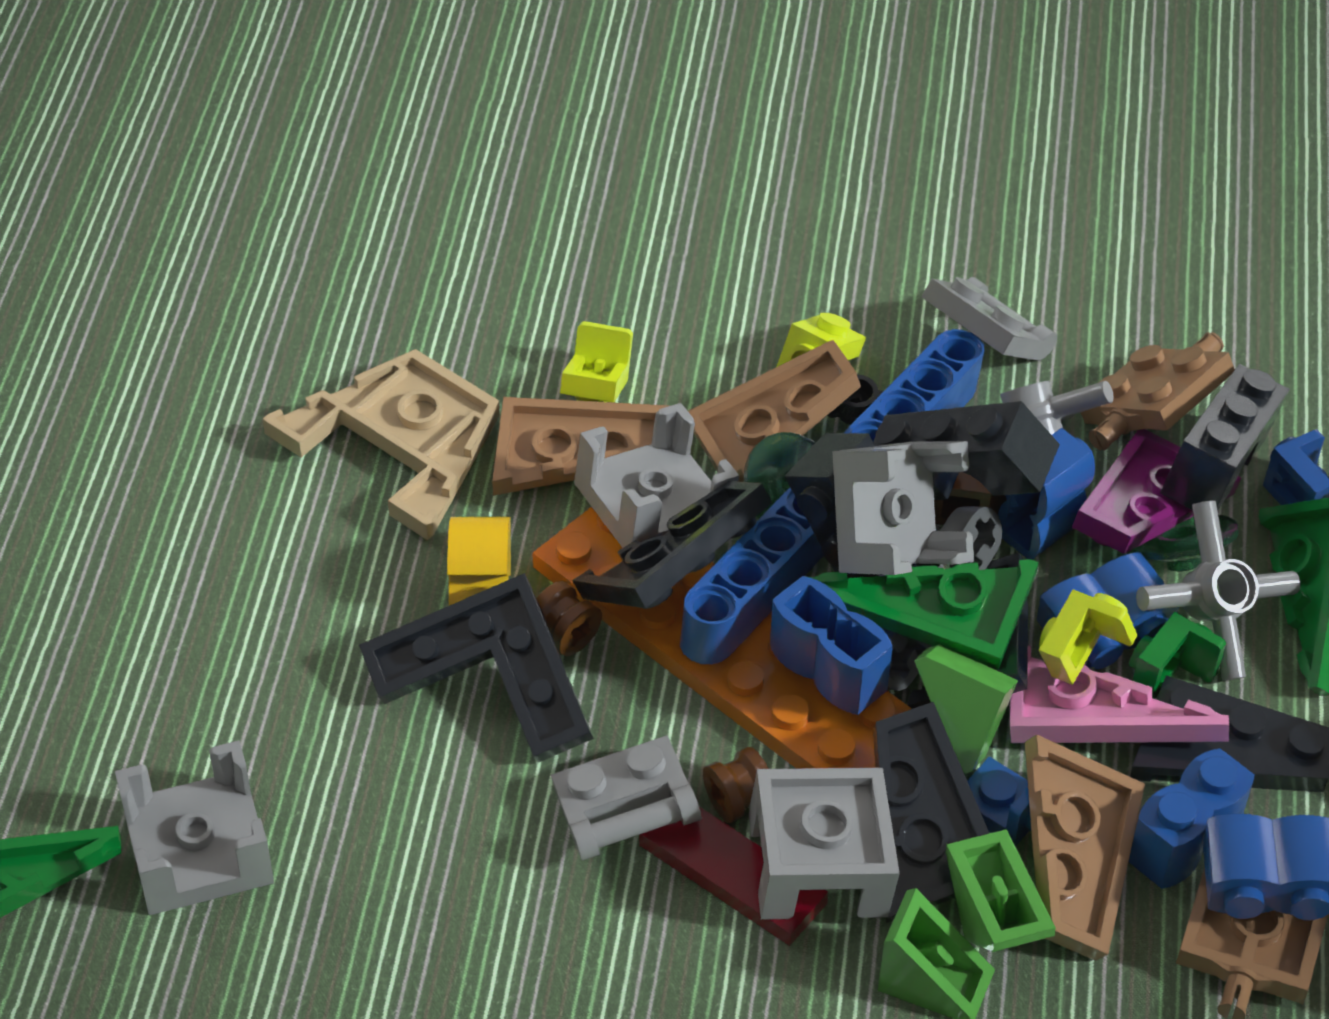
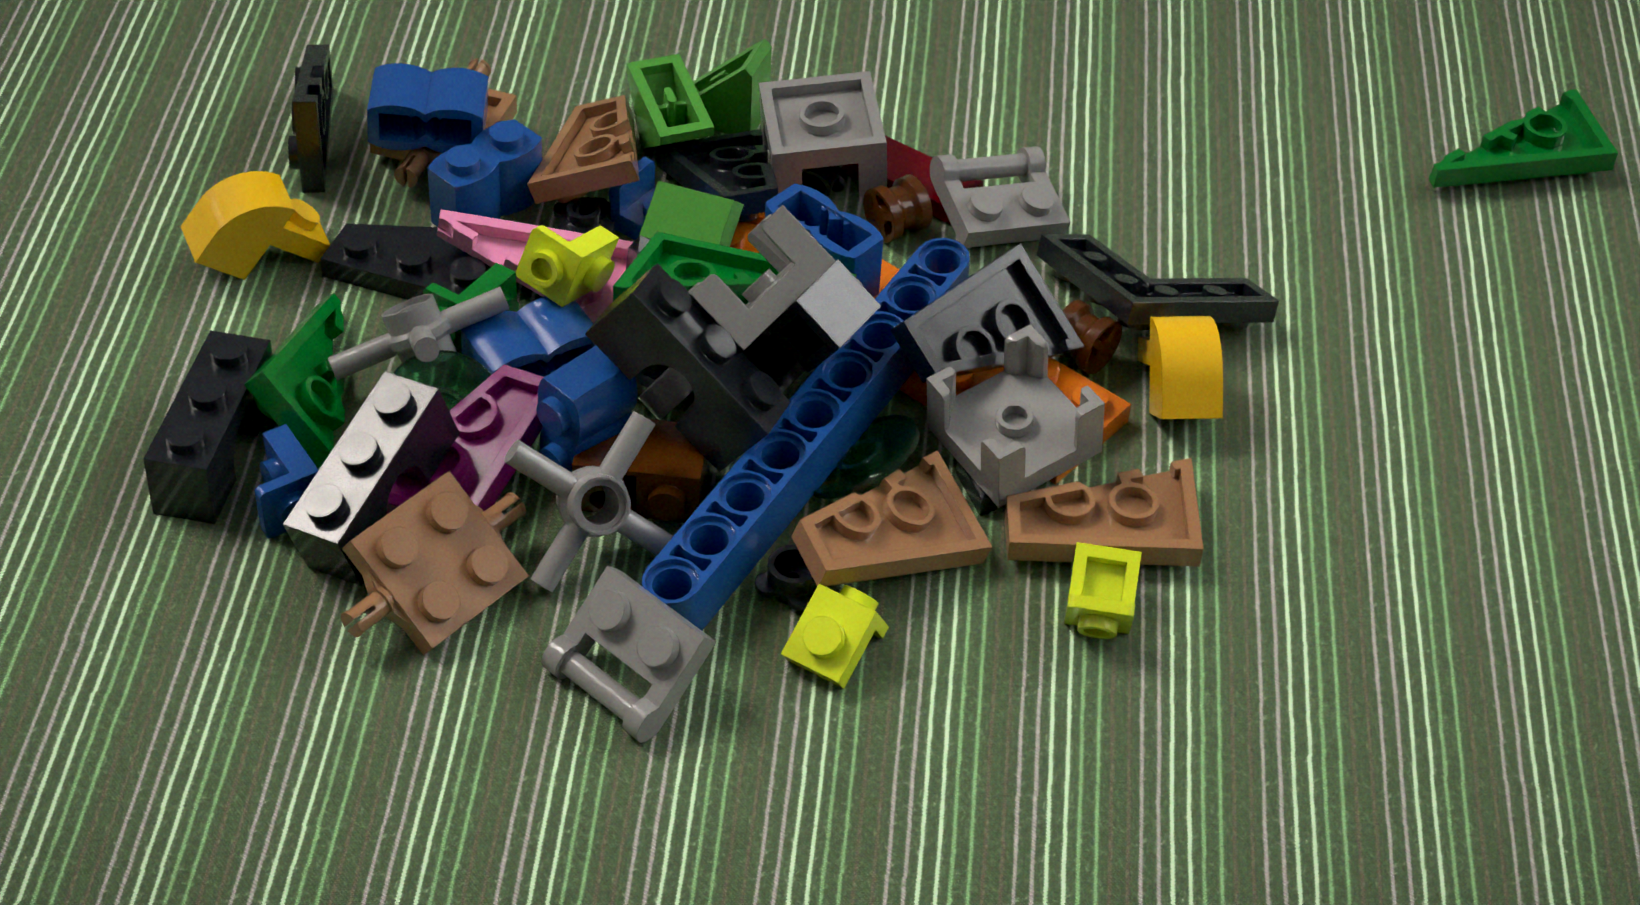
camera: 175 degrees right, 5 degrees down
(196, 836) = (1371, 182): light grey panel -> none
(410, 412) = (1304, 547): tan wing -> none

